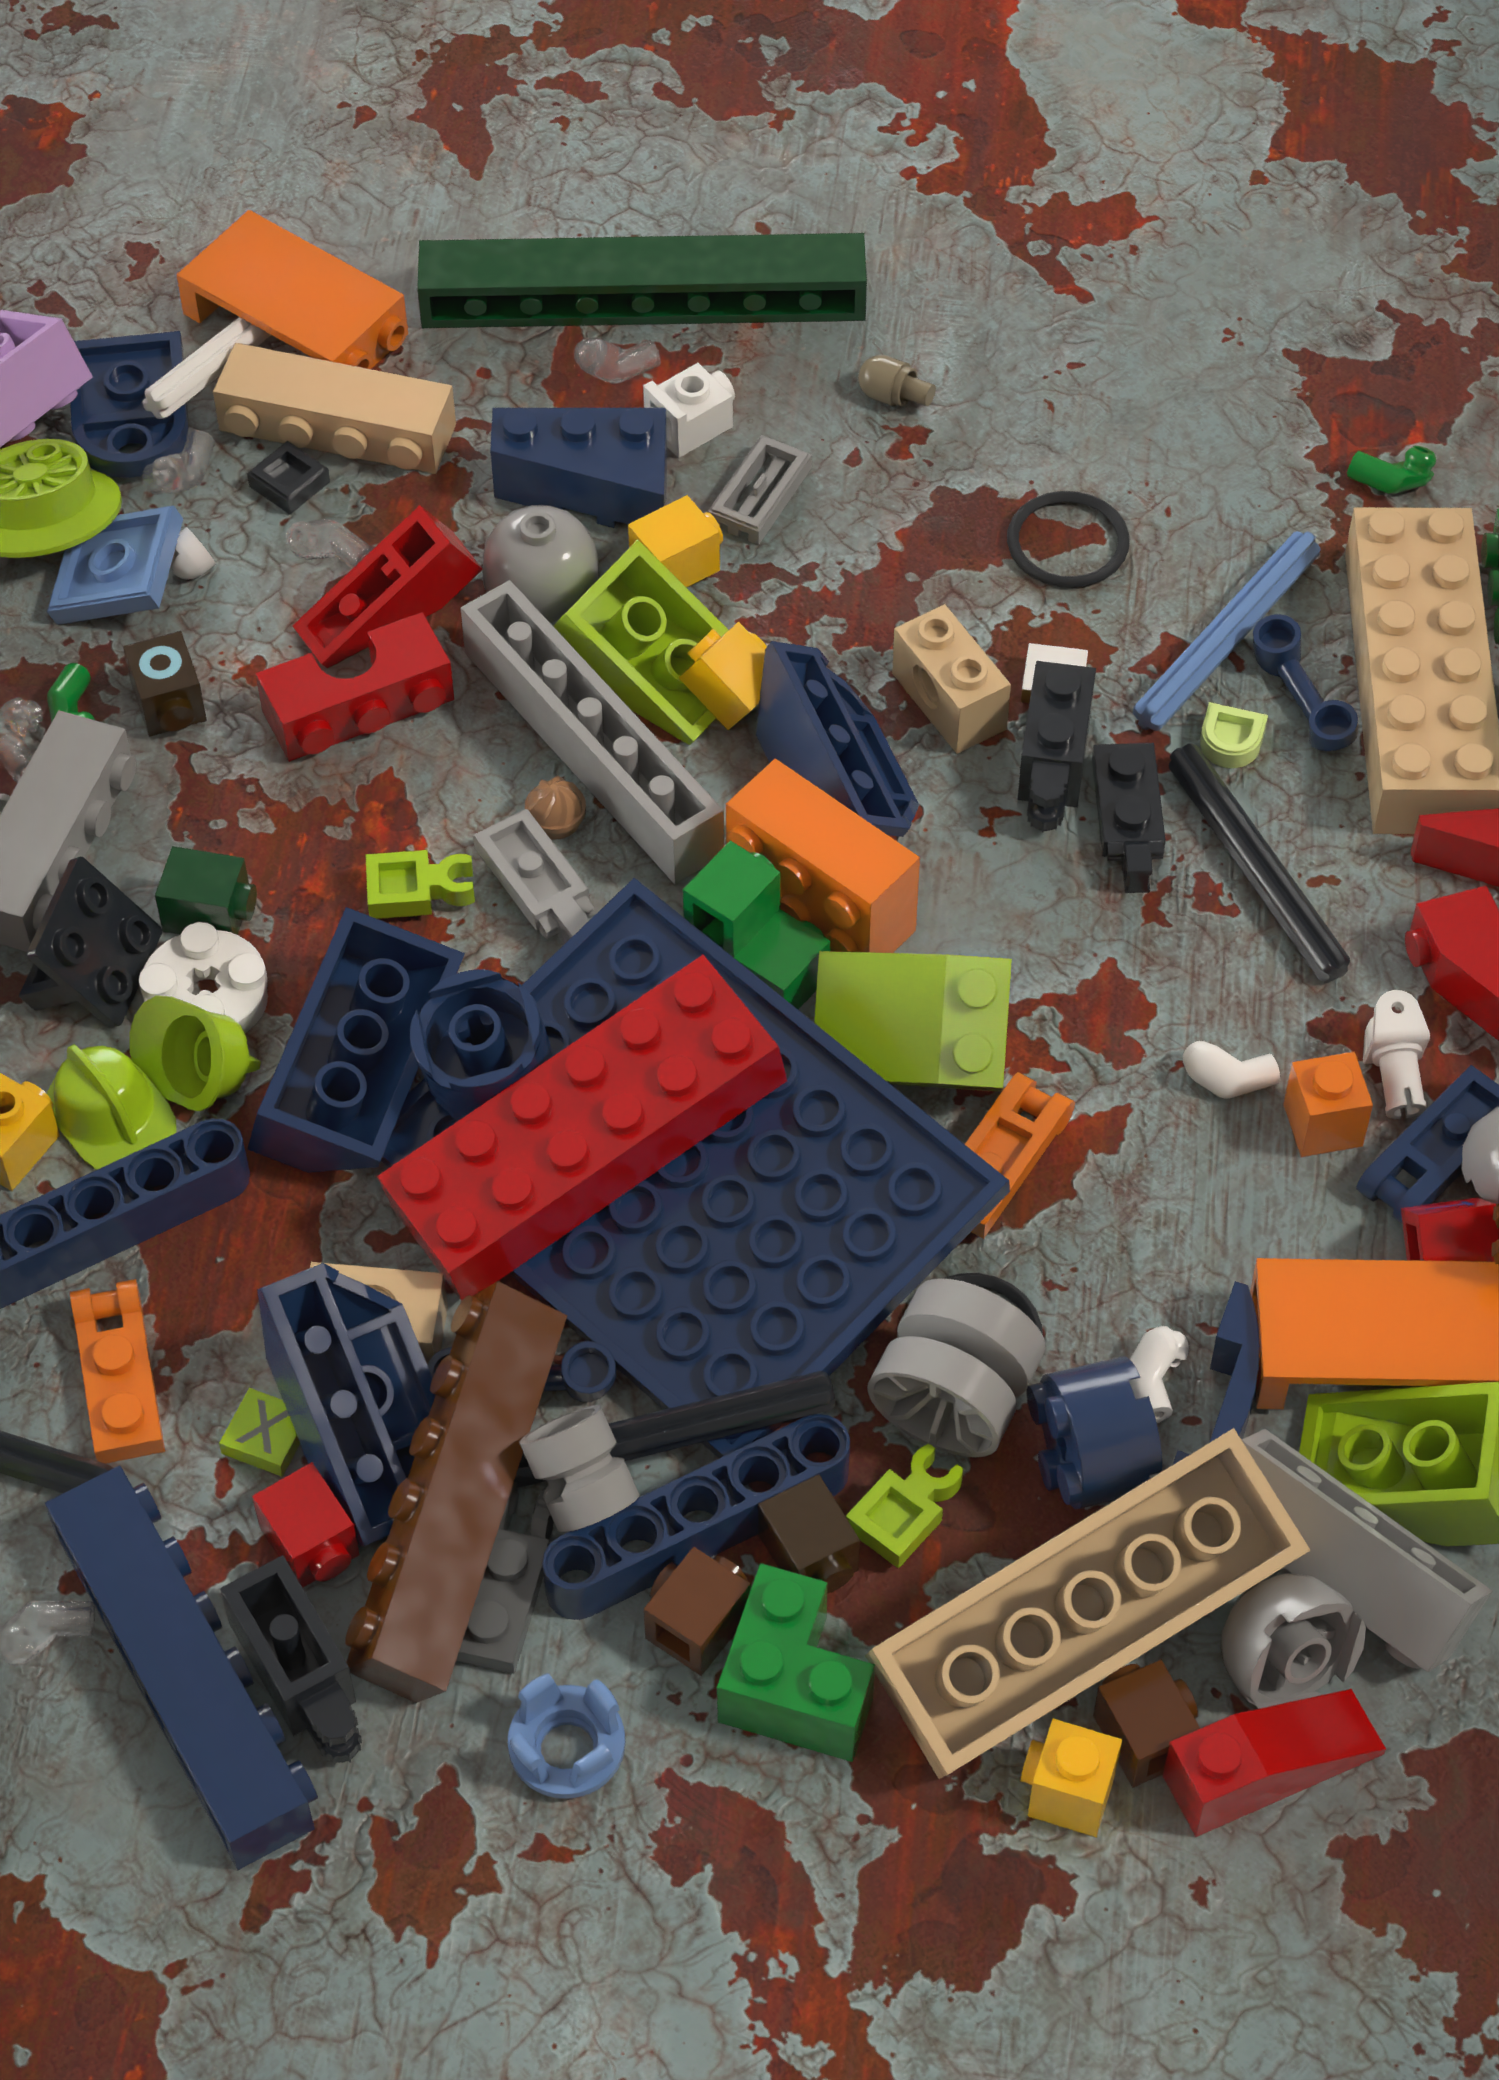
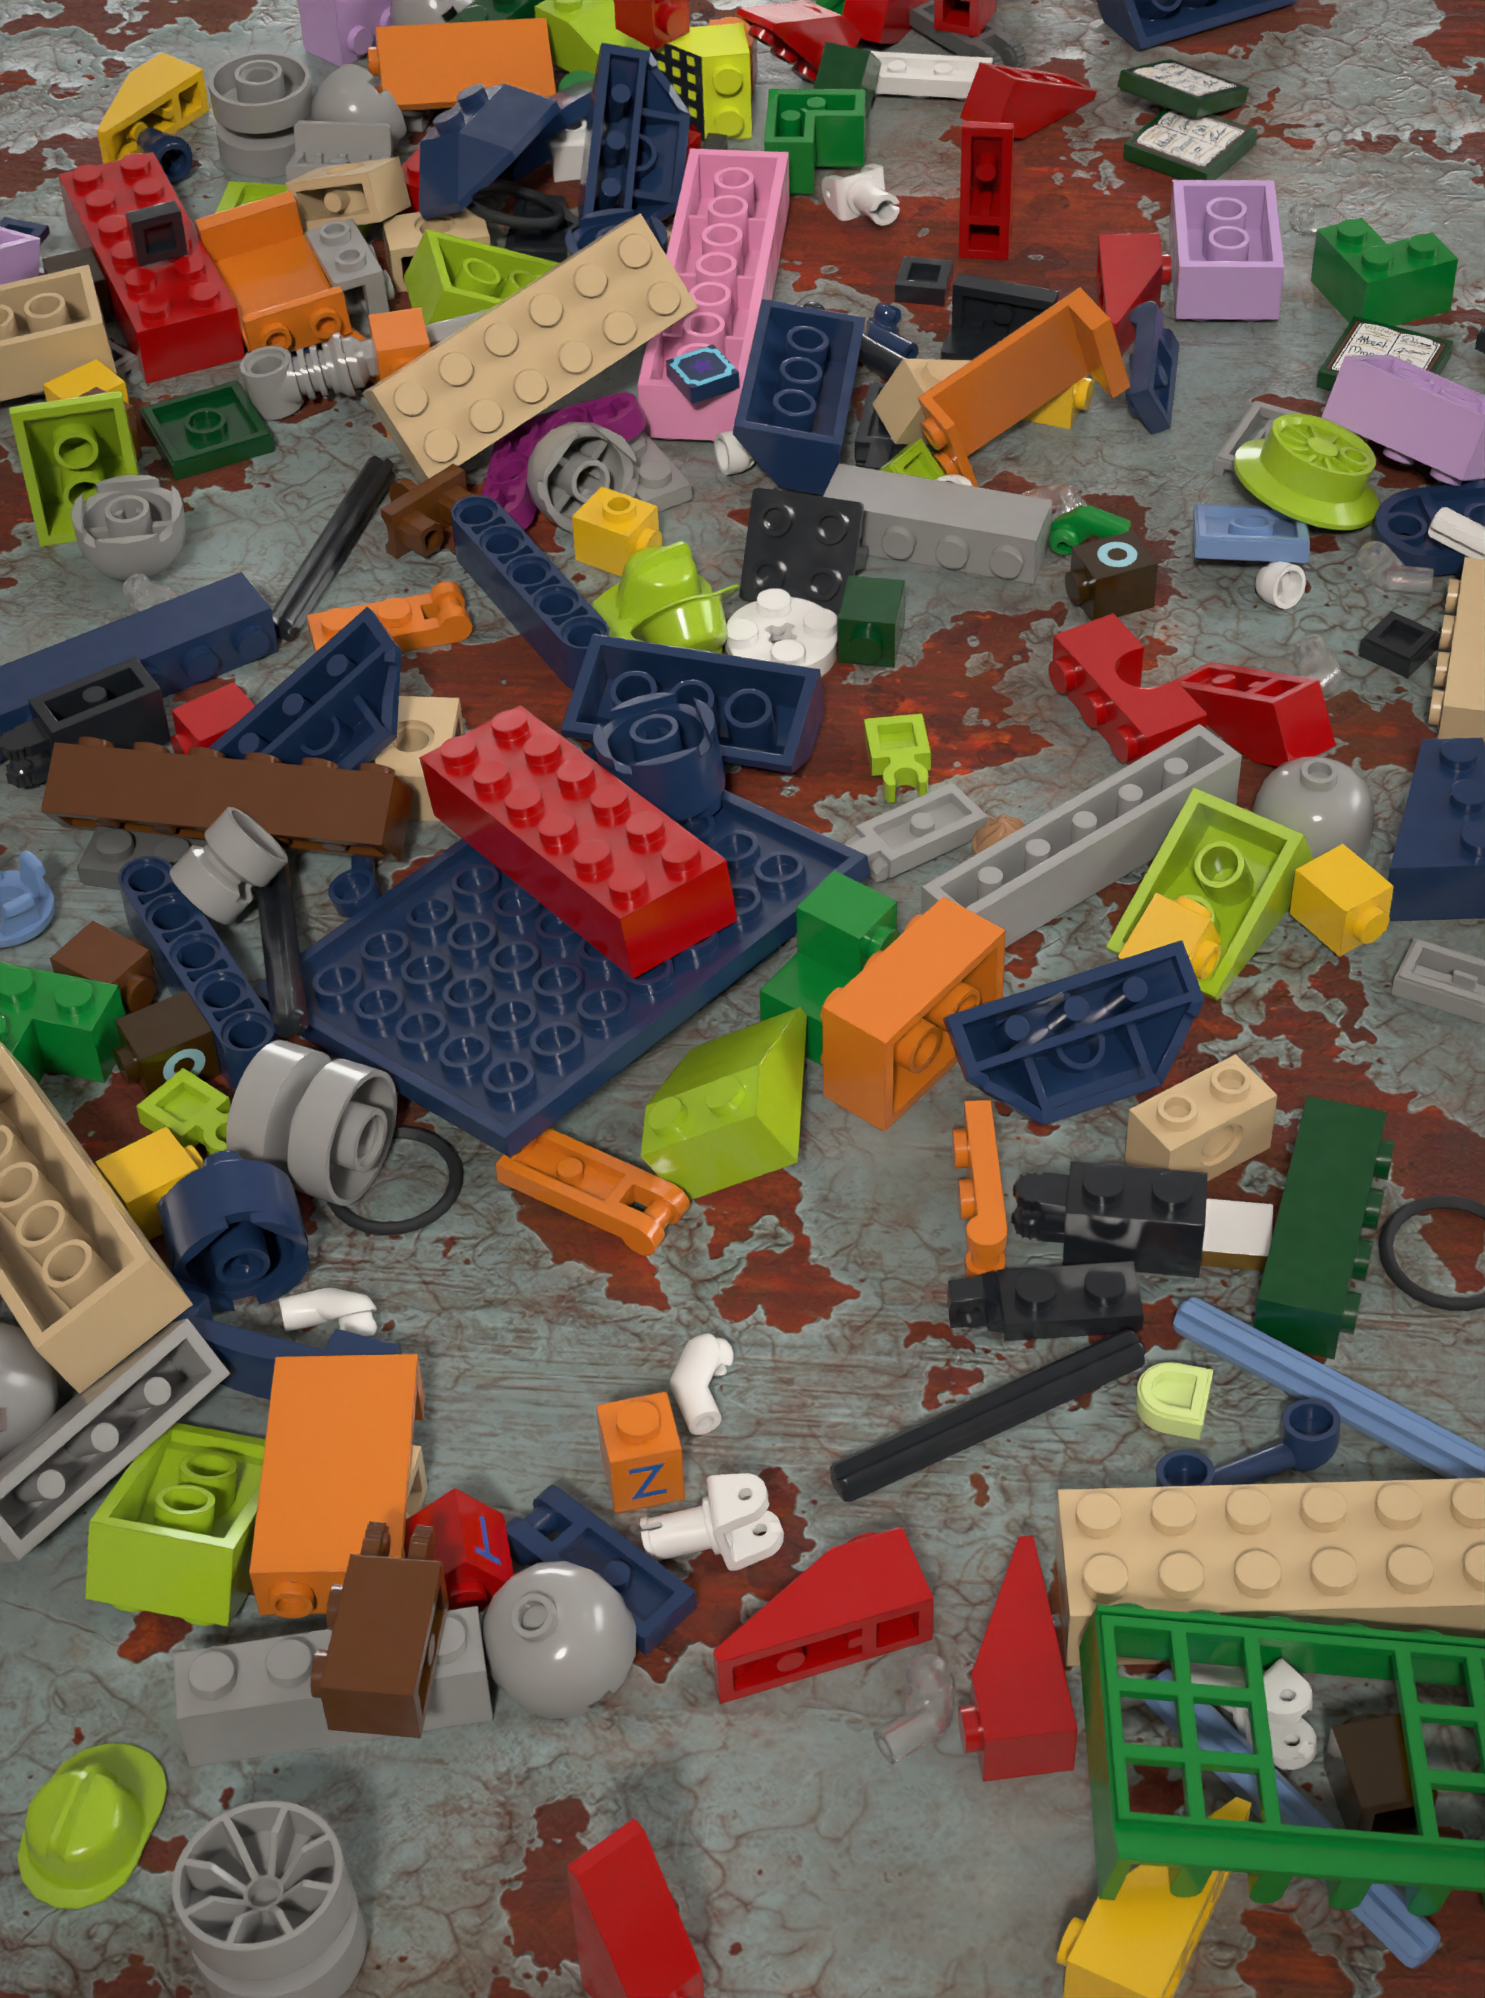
camera: 90 degrees right, 10 degrees down
(1000, 1524) = (146, 1173): none -> yellow brick
(1020, 843) = (981, 1193): none -> orange plate
(1044, 602) = (1321, 1225): none -> dark green brick

